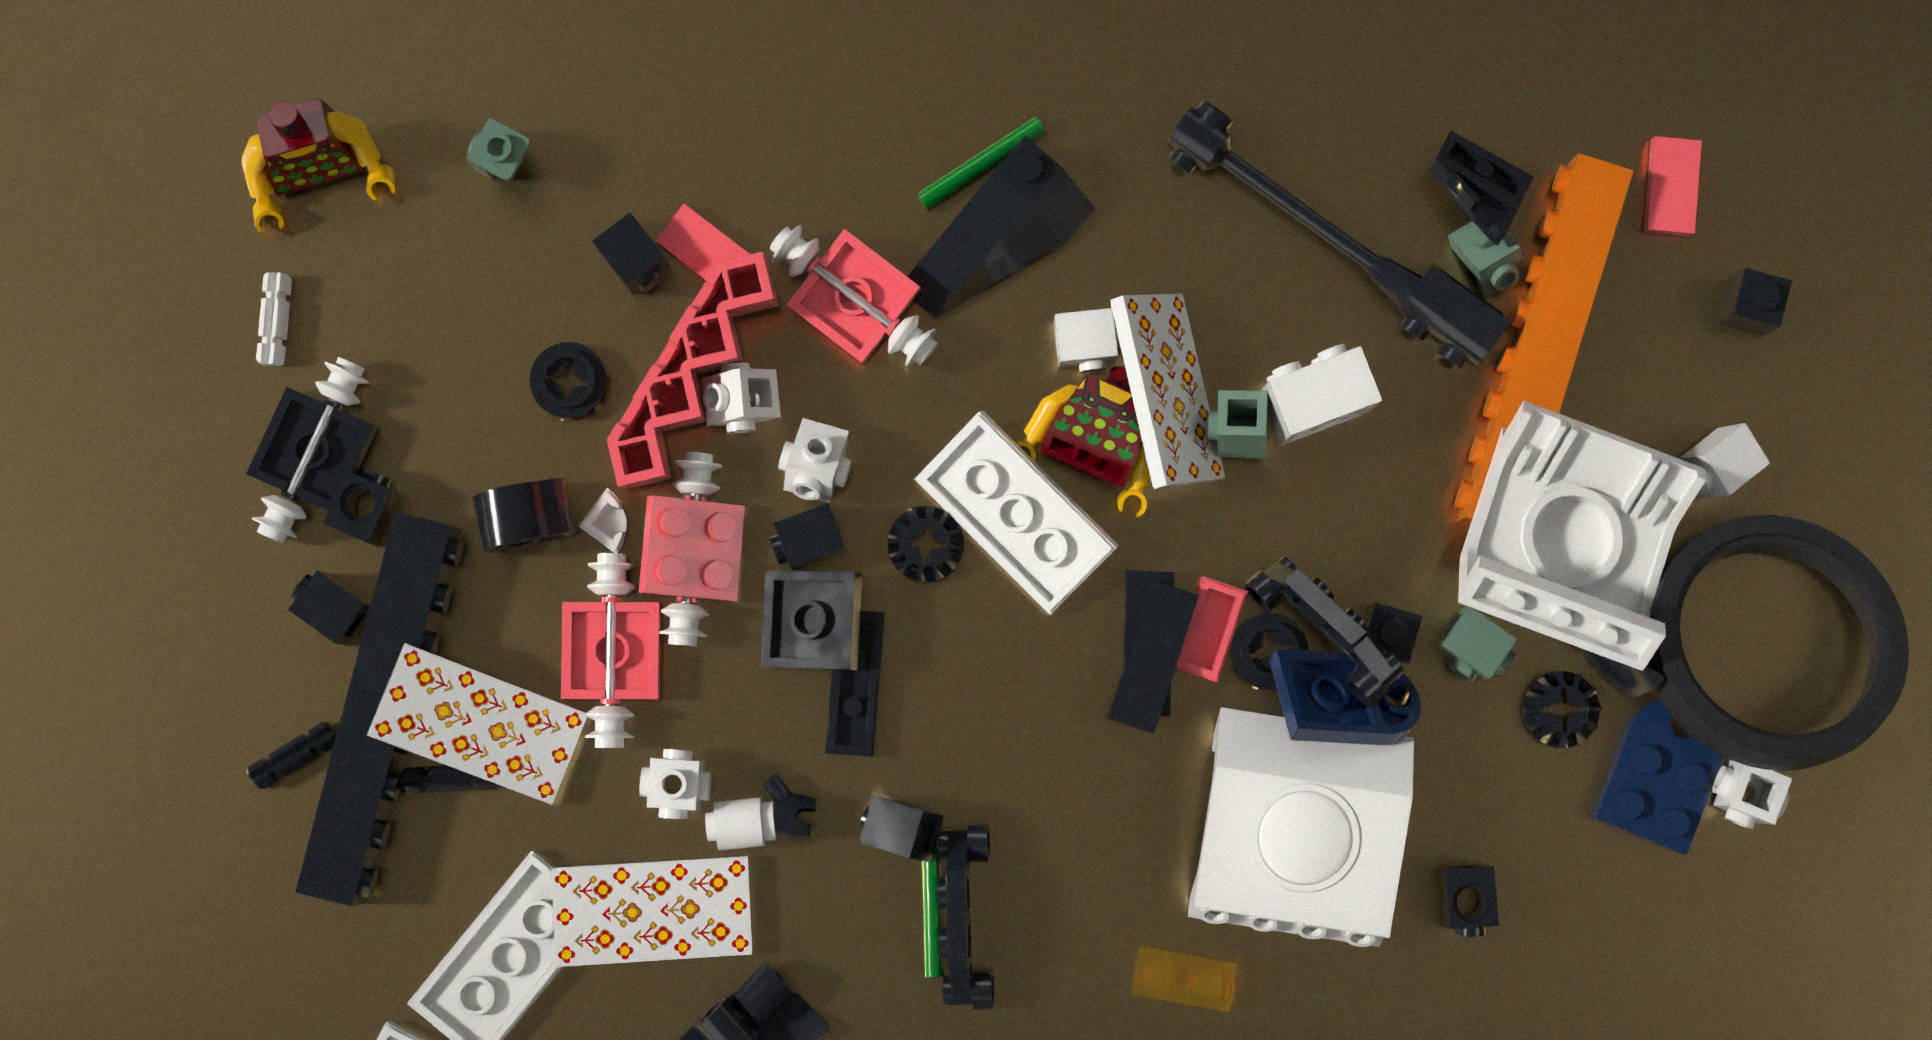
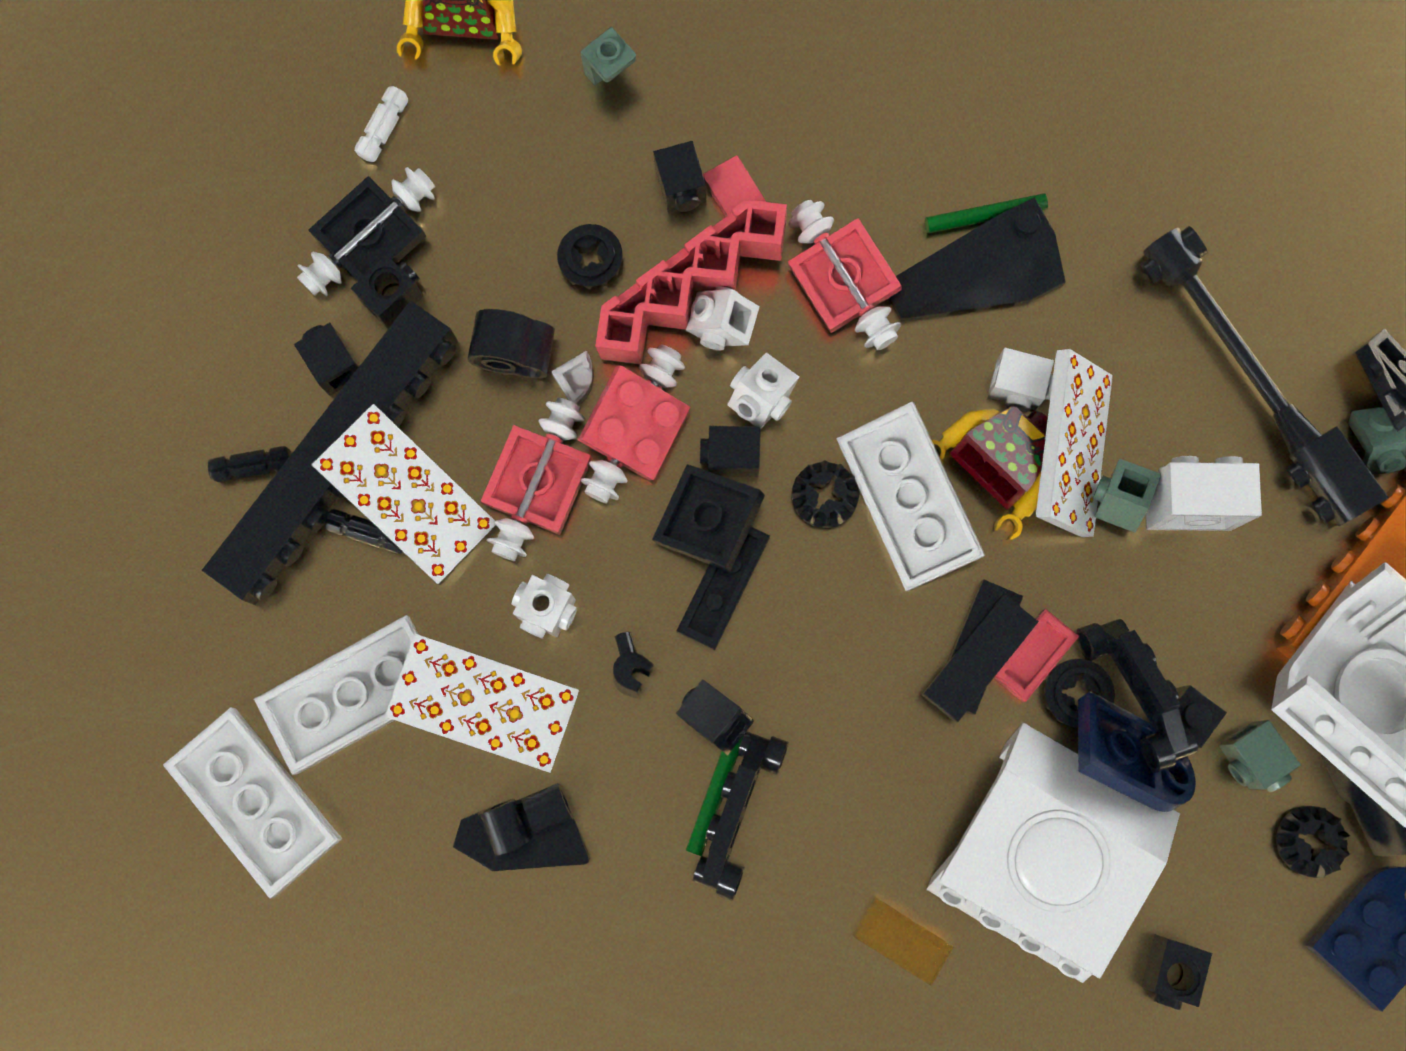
camera: 25 degrees right, 5 degrees down
(741, 823) = (584, 660): white brick -> none

